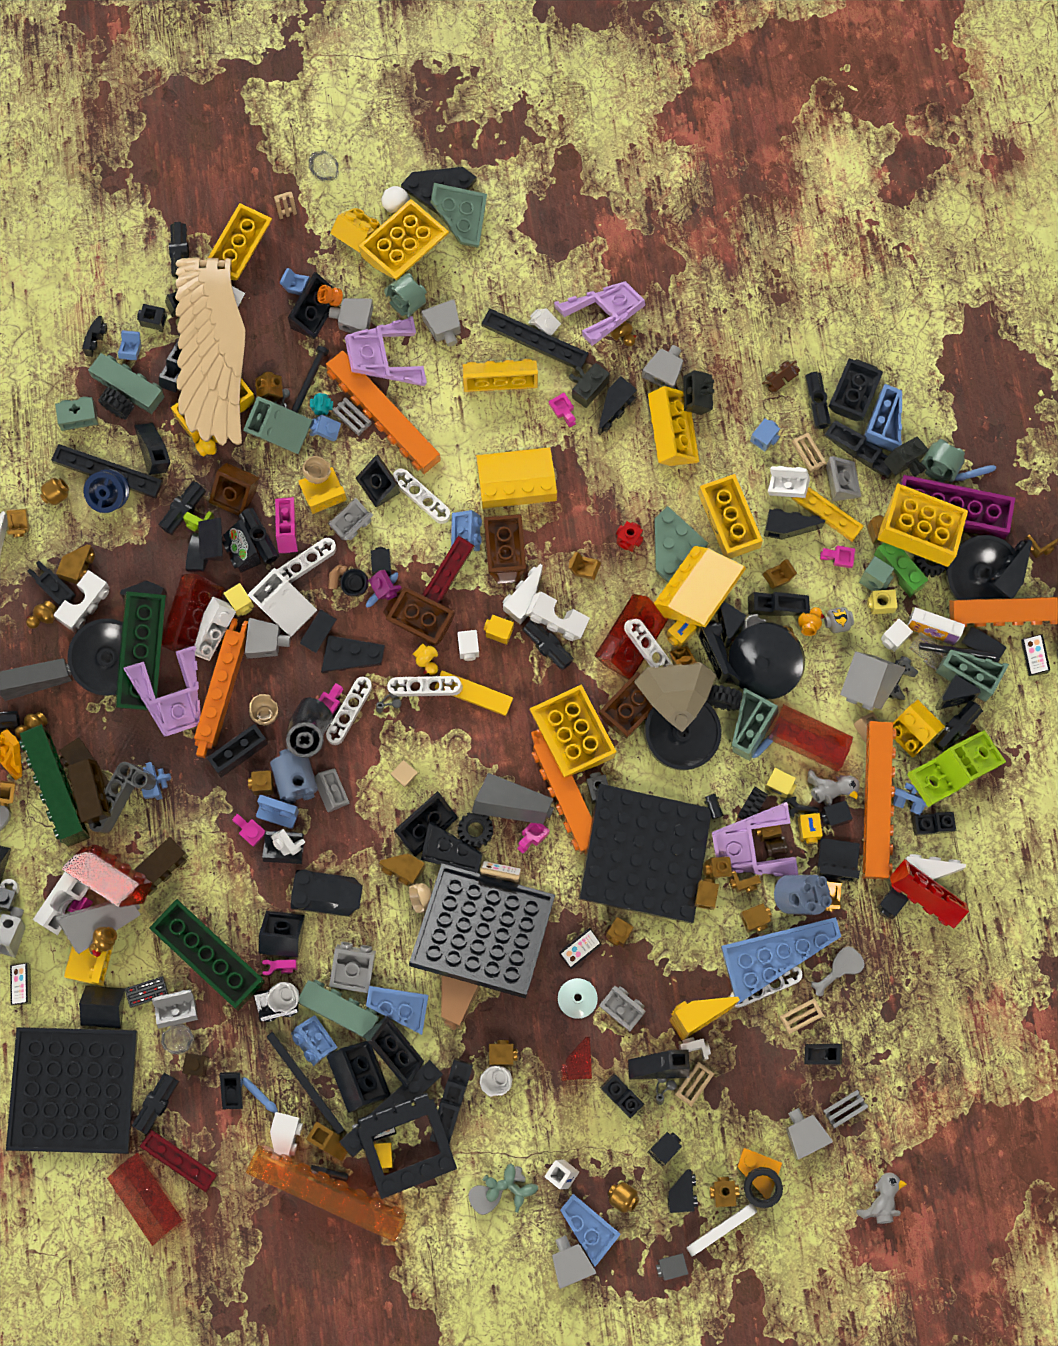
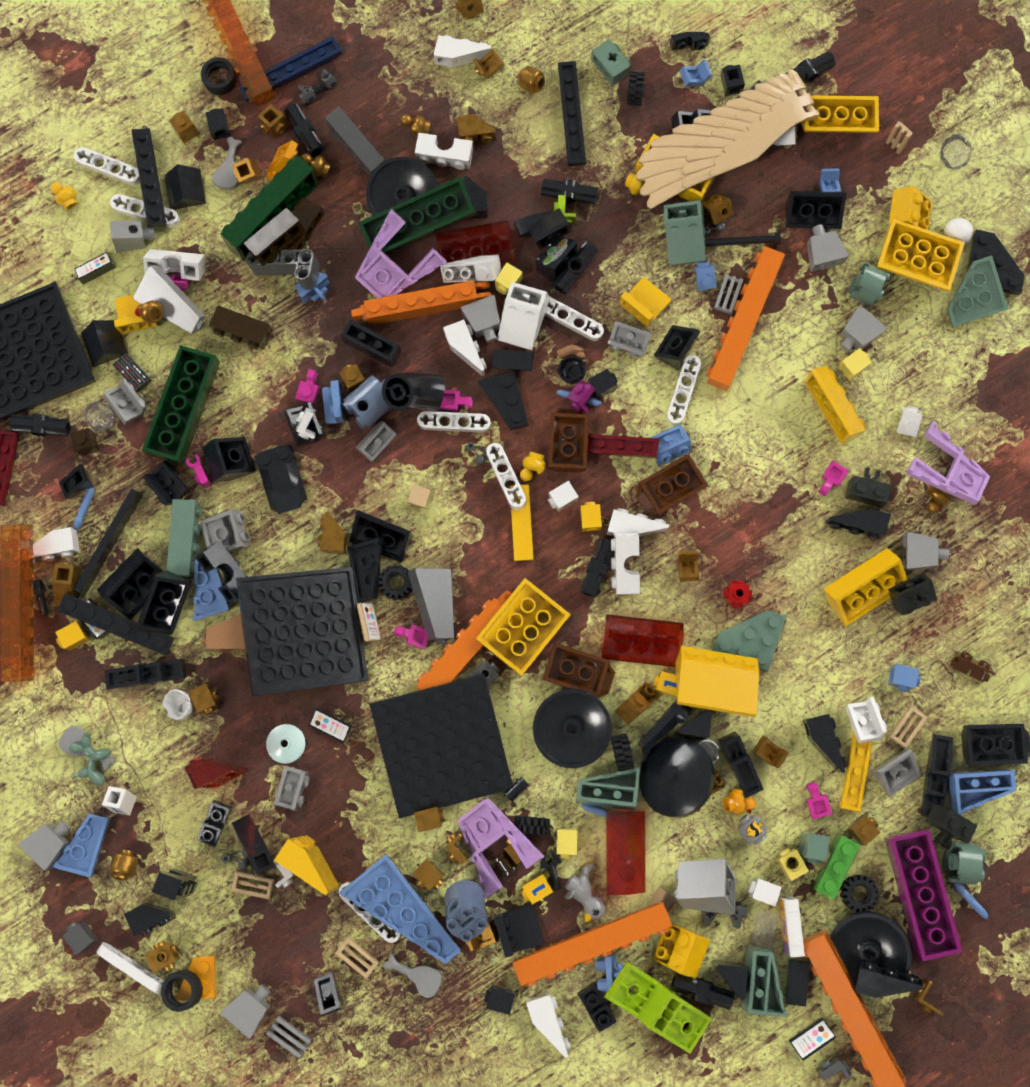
camera: 70 degrees right, 5 degrees up
(52, 585) = (447, 120): black hinge -> none
(106, 491) = (551, 120): dark blue wheel -> none
(108, 876) = (207, 289): clear red slope -> none
(122, 379) = (660, 89): sand green brick -> none
(152, 449) = (610, 139): black slope -> none
(233, 489) = (608, 225): reddish brown slope -> none
(263, 709) = (418, 348): tan hair -> none
(279, 669) = (461, 343): none -> white slope
(283, 997) = (168, 485): white hair -> none
(286, 525) = (596, 285): dark pink slope -> none
(313, 1040) = (149, 530): medium blue bracket -> none
(316, 469) = (659, 285): tan hair -> none
(321, 404) = (725, 261): teal gear -> none
(329, 295) = (831, 217): orange wheel -> none
(369, 357) = (793, 277): lavender wing -> none
(375, 980) = (218, 557): none -> black arch
(418, 1172) = (66, 671): black hinge -> none
(420, 897) = (314, 561): tan hair -> none
(471, 341) = (855, 364): none -> light yellow brick
(516, 478) = (743, 465): yellow slope -> none
(534, 339) = (887, 420): black plate -> none
(619, 932) = (358, 754): pearl gold brick -> none
(653, 646) = (635, 663): white beam -> none
(677, 690) = (604, 705): dark tan brick -> none
(717, 867) = (457, 818): pearl gold bracket -> none
(730, 516) = (803, 680): yellow brick -> none
(819, 410) = (974, 705): black piece -> none
(836, 815) = (560, 908): black brick -> none
(923, 525) = (885, 871): yellow slope -> none
(929, 894) = (521, 1032): red wedge -> none
(945, 649) = (780, 969): black bar -> none

